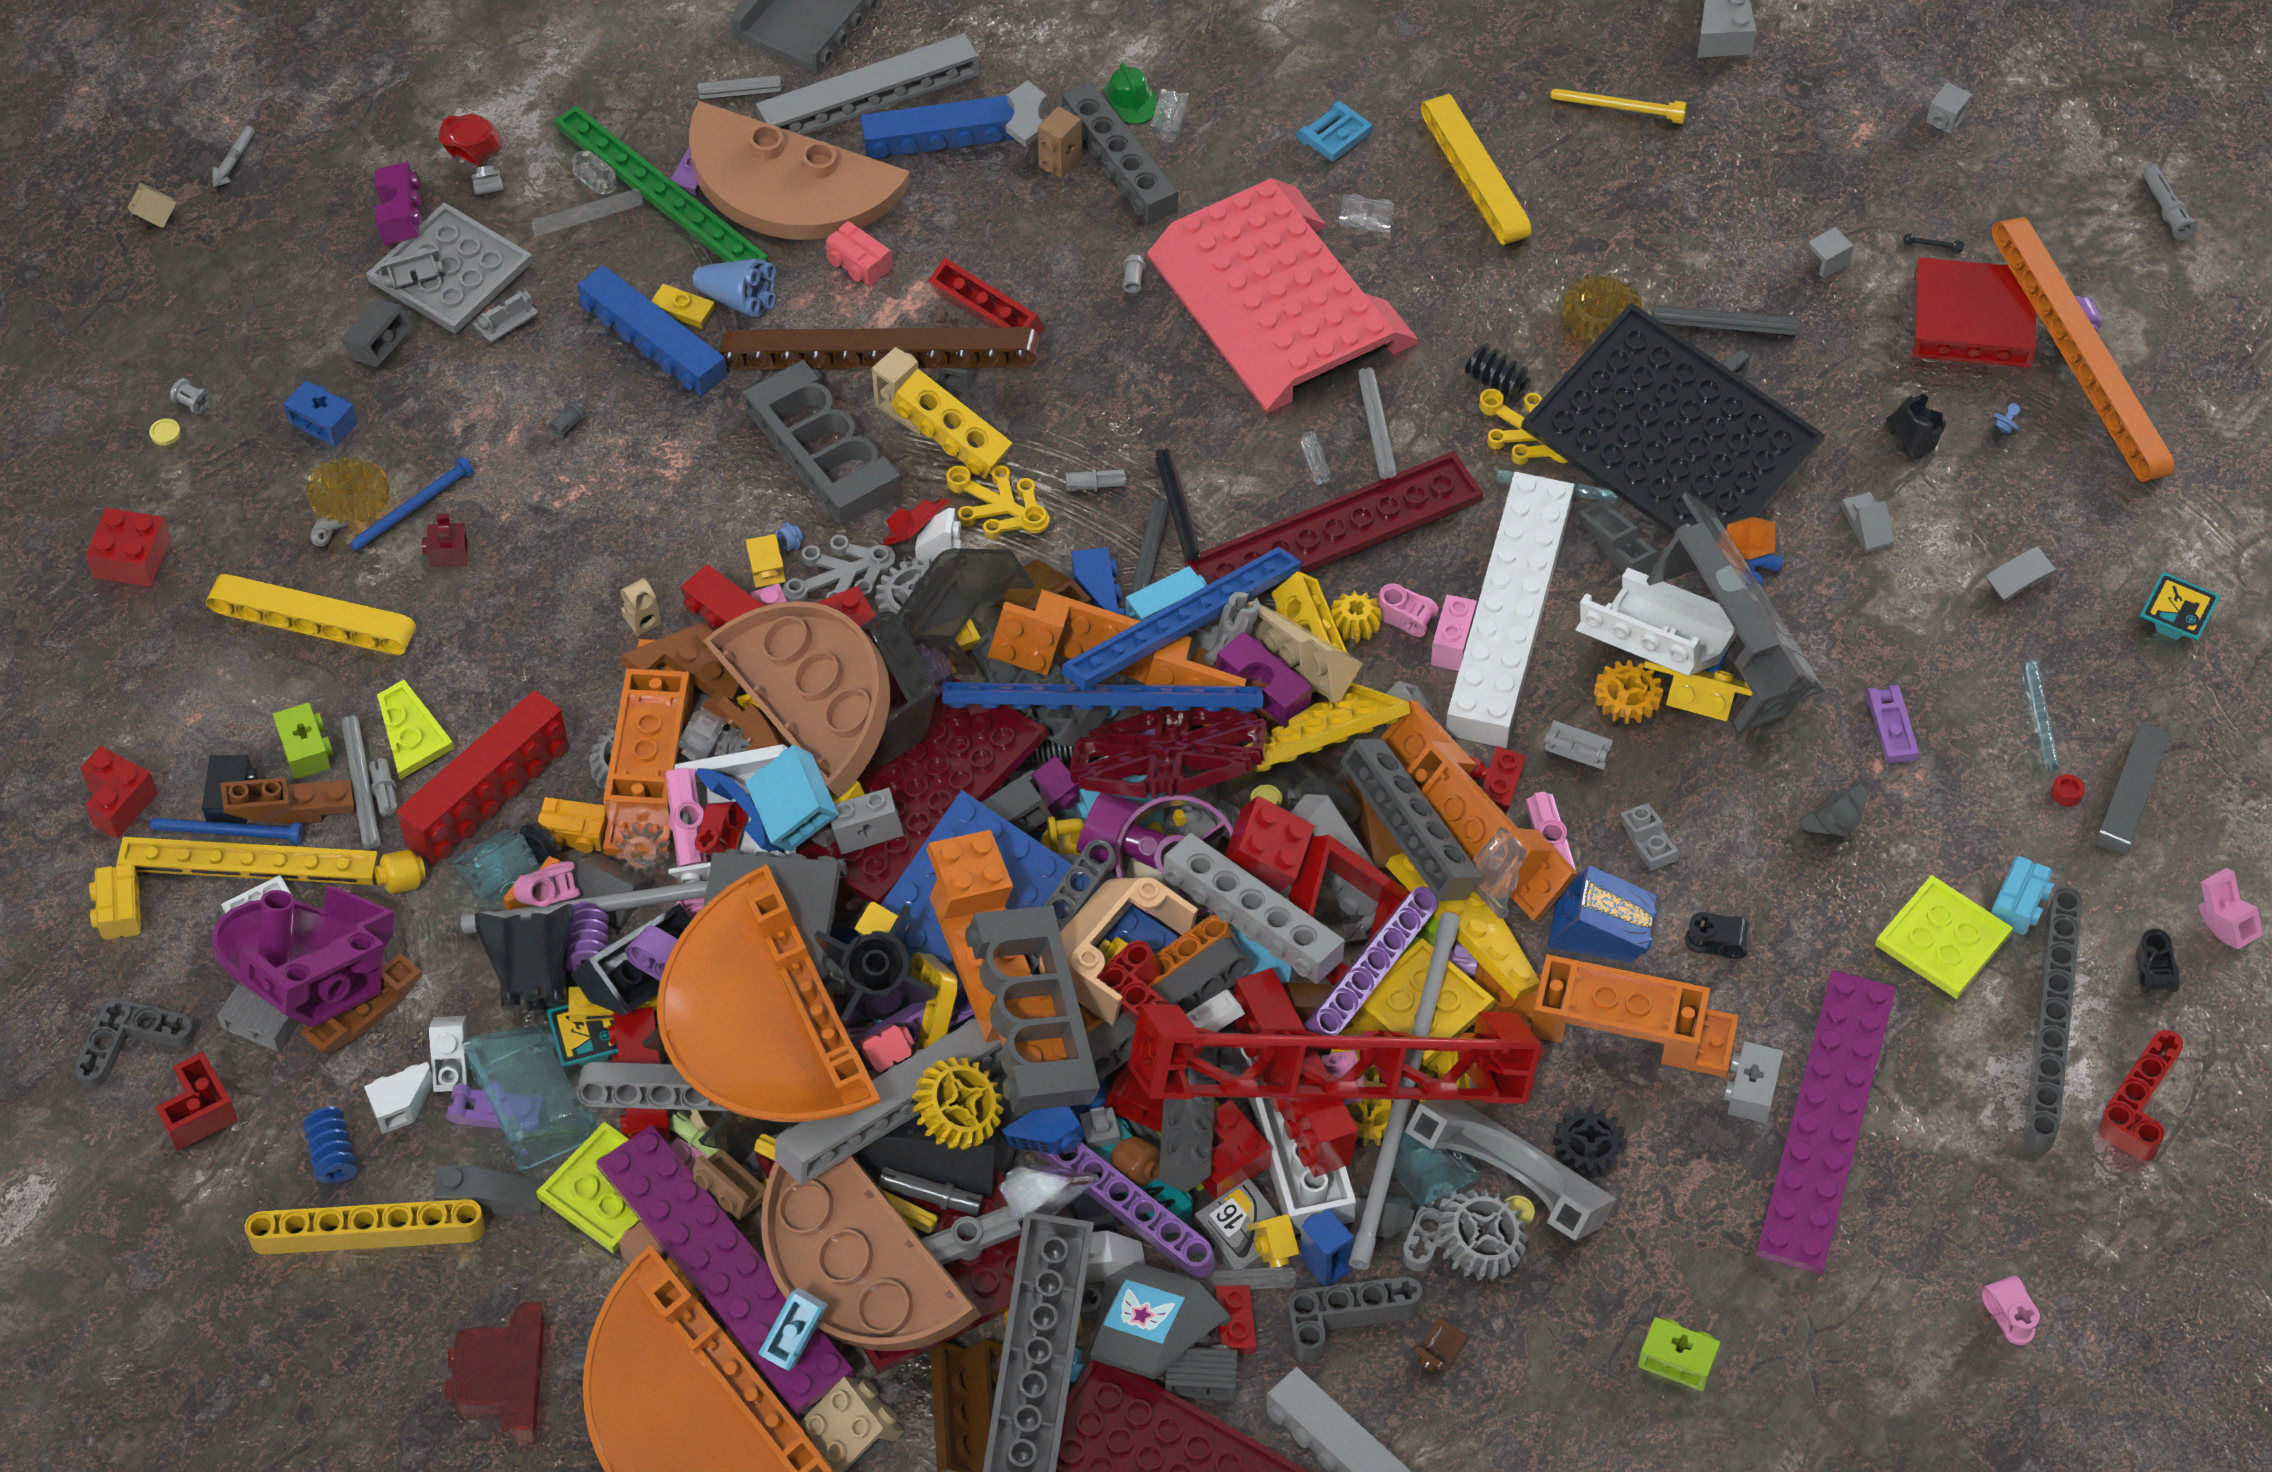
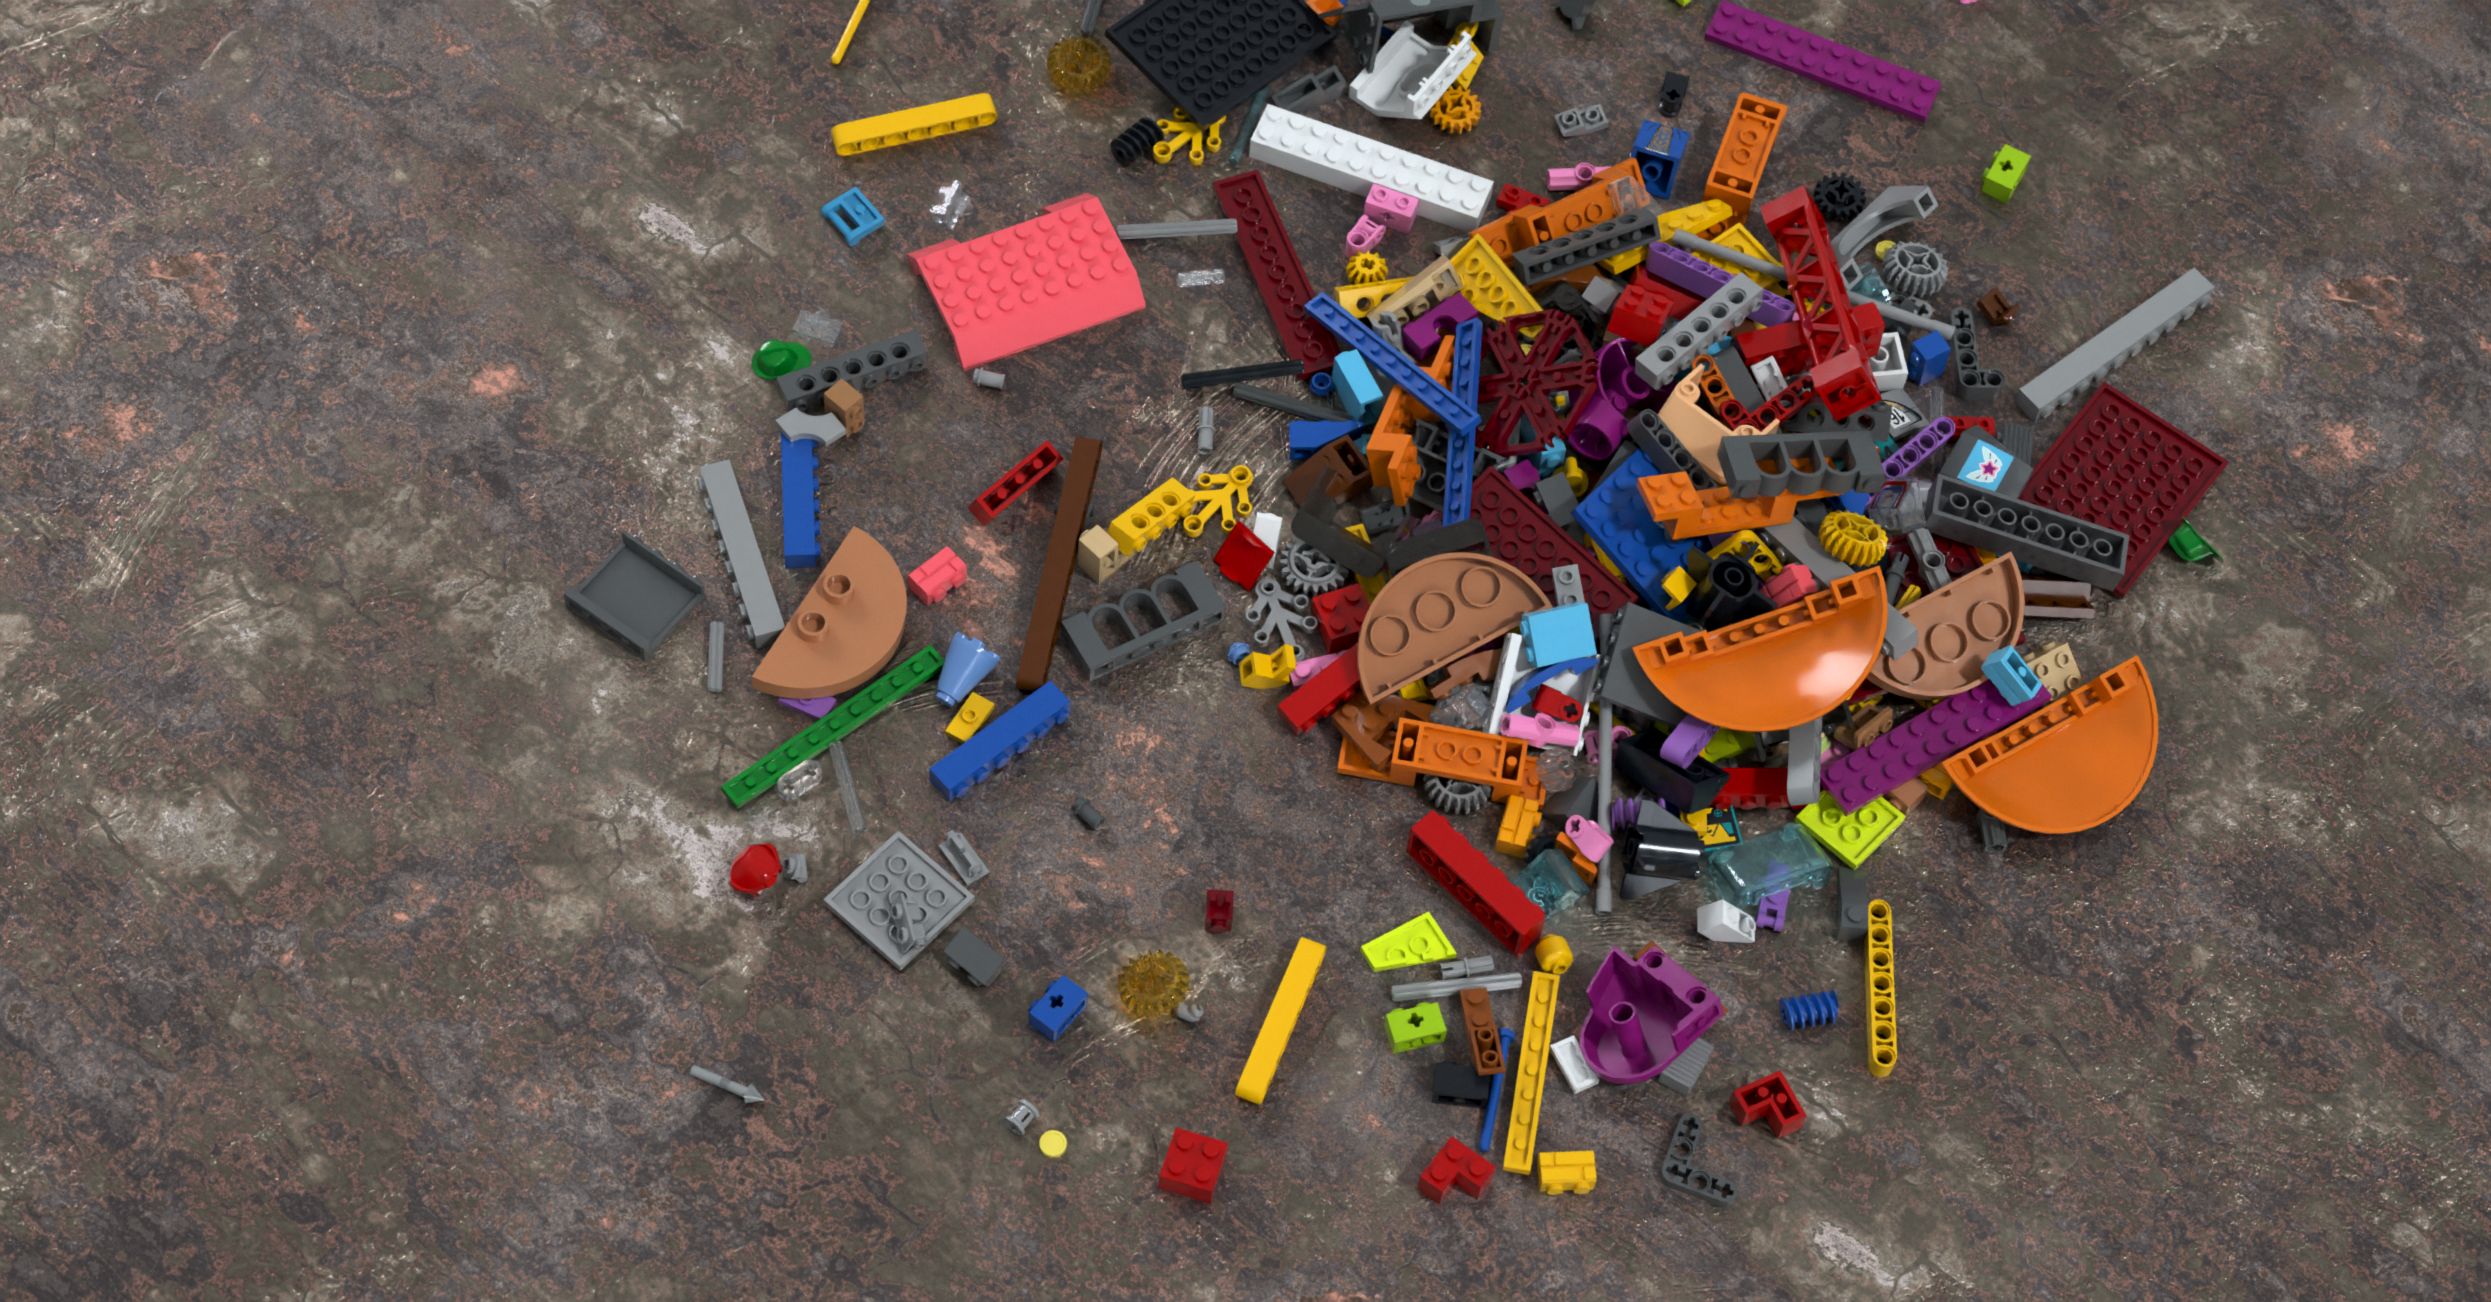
camera: 90 degrees left, 5 degrees up
(151, 205) = (780, 1152): tan panel -> none
(399, 212) = (800, 933): magenta arch -> none
(399, 1097) = (1766, 961): white slope -> none
(462, 468) = (1132, 898): blue bar -> none
(500, 1373) = (2005, 897): clear red brick -> none
(639, 603) = (1308, 763): tan leg -> none
(1274, 1240) = (1919, 392): yellow brick -> none
(1578, 744) = (1500, 147): light grey hinge -> none
(1754, 1098) = (1797, 92): light grey brick -> none

